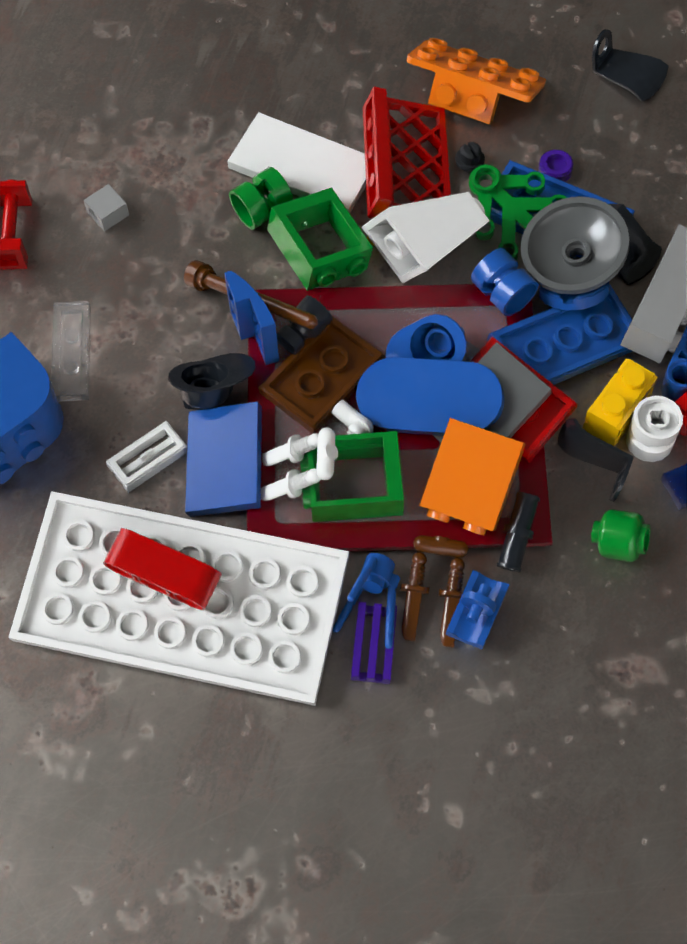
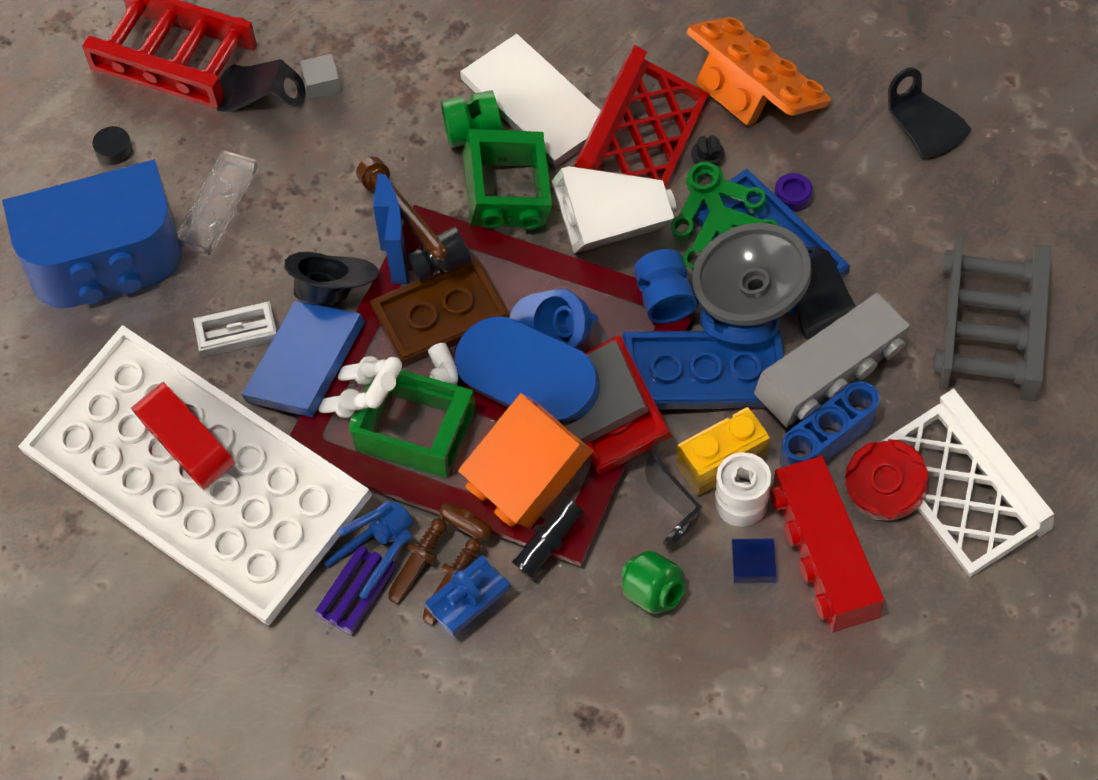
camera: 25 degrees right, 5 degrees down
(52, 232) = (249, 83): none -> black piece

